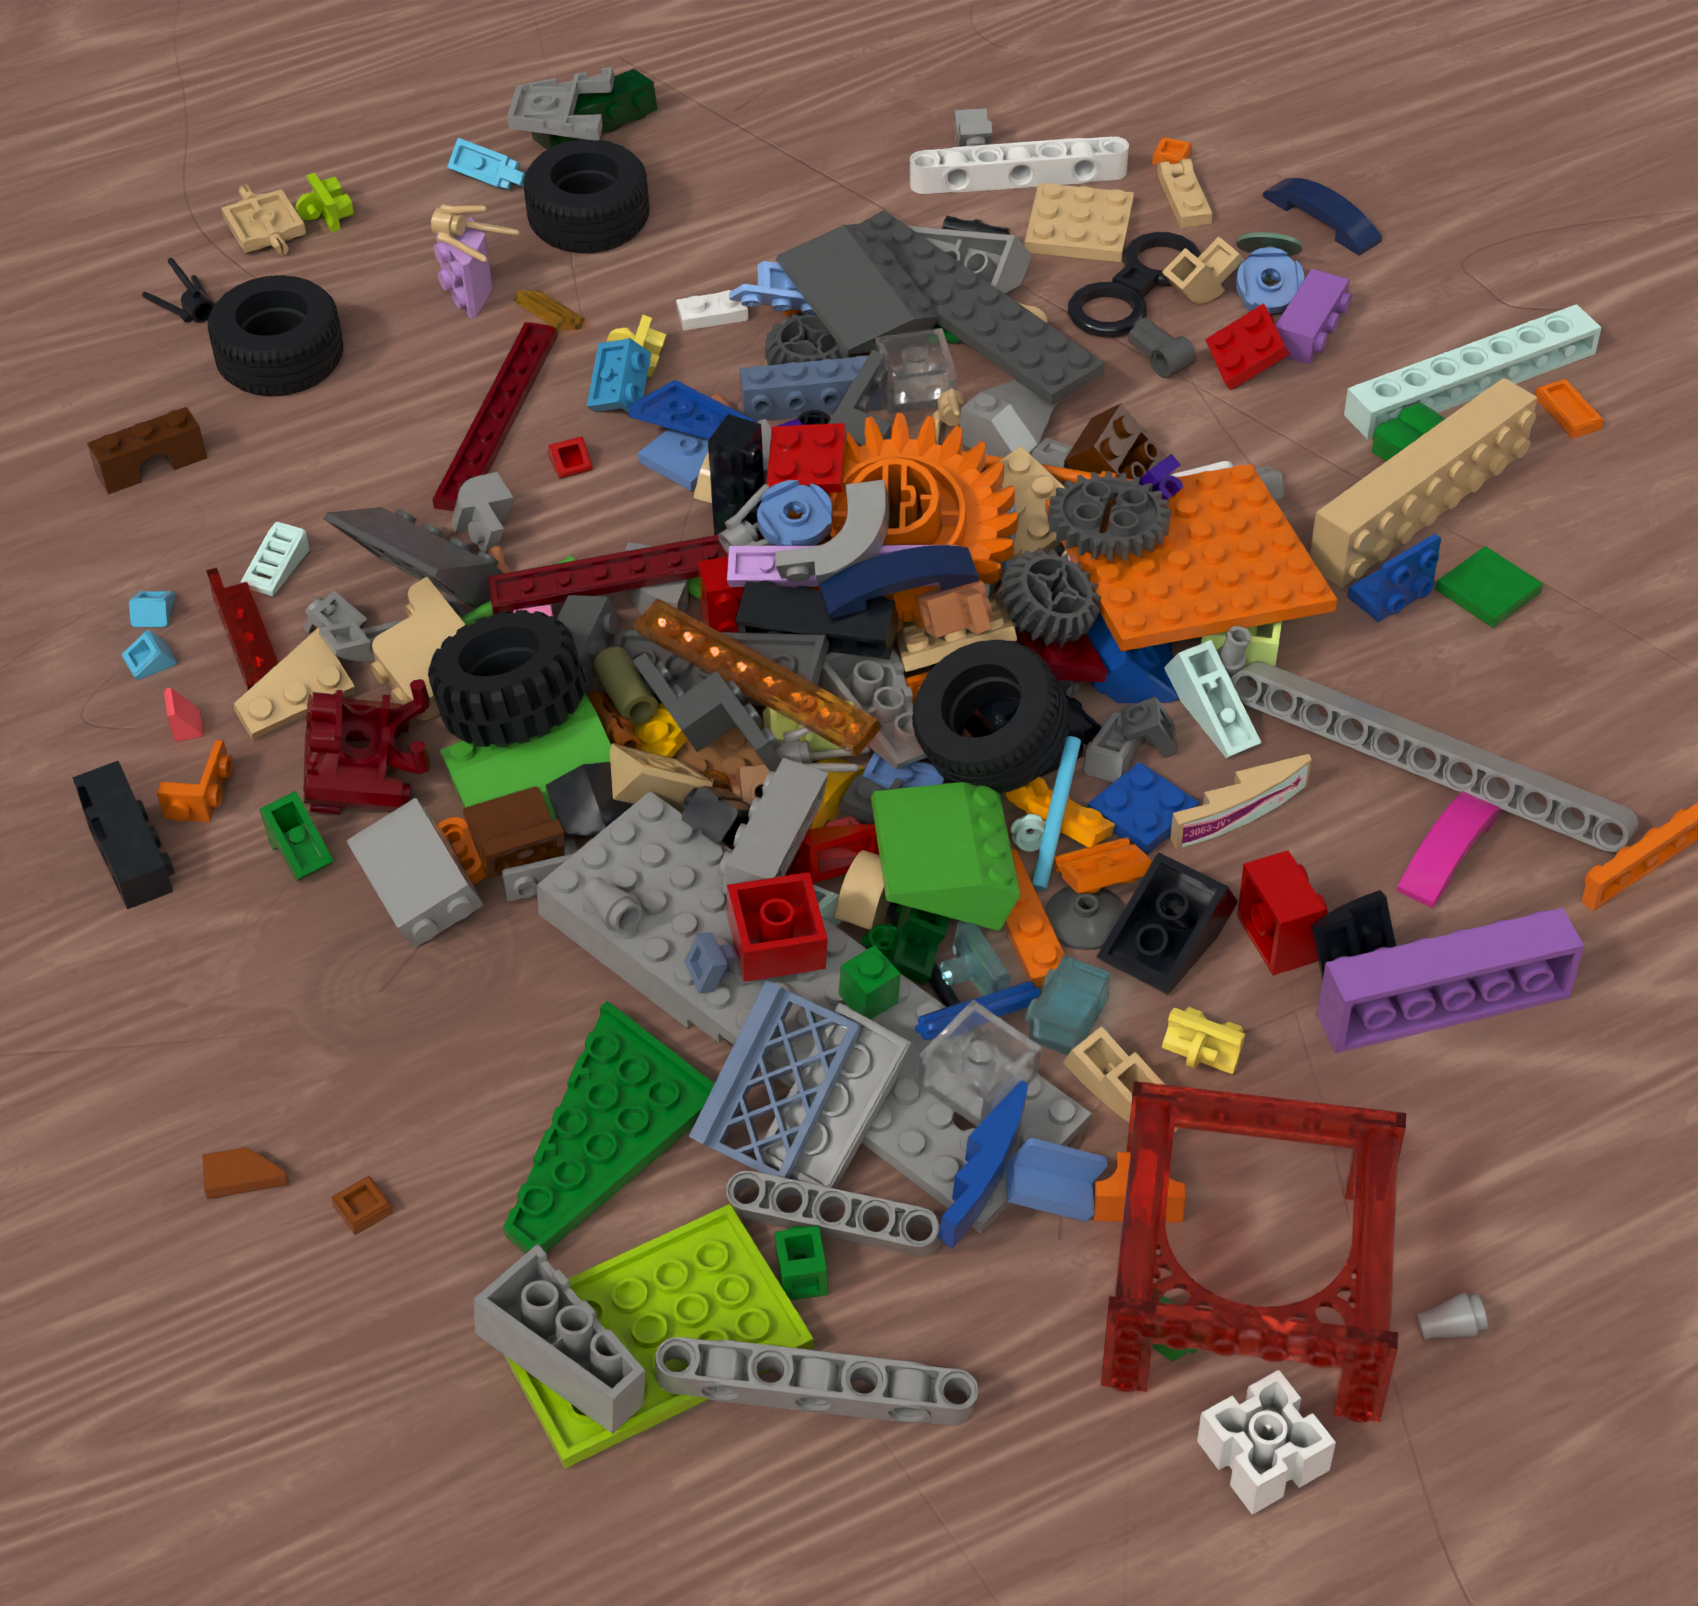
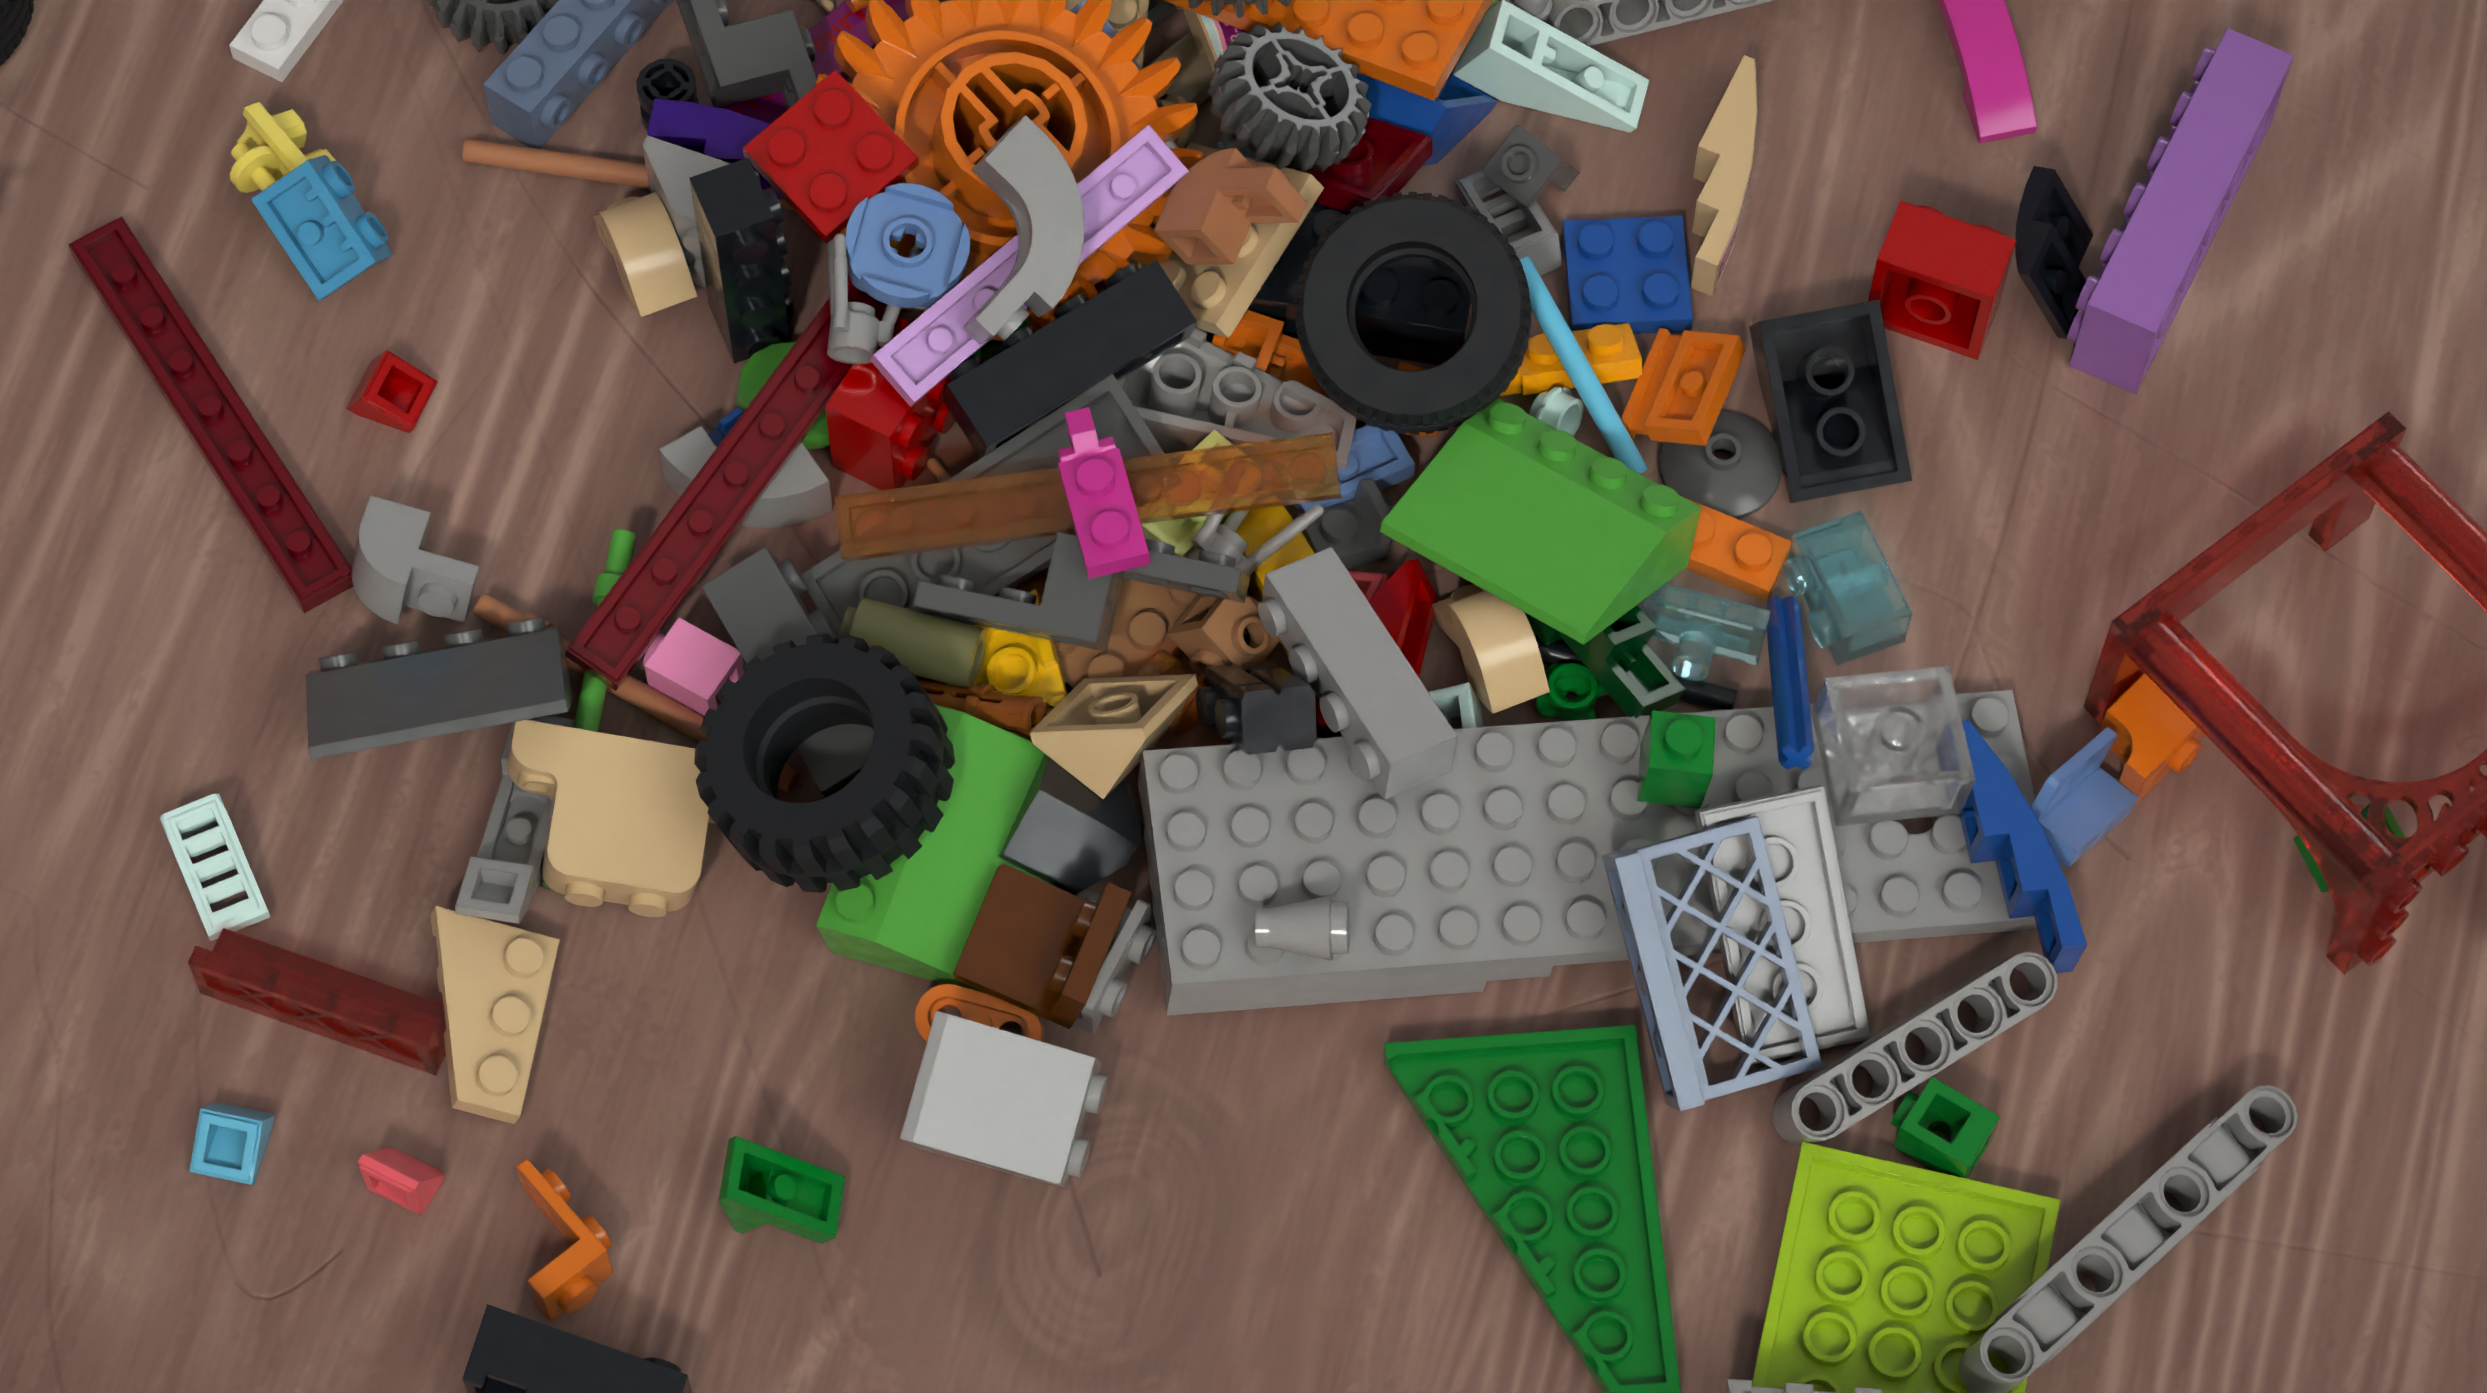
camera: 50 degrees left, 15 degrees up
(151, 608) = (138, 1074): medium azure slope -> none
(331, 611) = (409, 875): light grey bracket -> none
(352, 776) = (680, 1051): dark red piece -> none
(549, 310) = (79, 200): clear yellow tile -> none
(676, 457) = (533, 258): medium blue plate -> none
(682, 410) = (492, 198): blue wing -> none
(709, 961) = (1490, 895): sand blue tile -> none
(746, 668) = (1100, 500): none -> dark pink hinge
(776, 927) = (1516, 786): red brick -> none
(897, 572) = (1136, 231): dark blue slope -> none
(1109, 1071) = (2005, 625): tan slope -> none
(1203, 1040) = (2020, 503): light yellow hips -> none

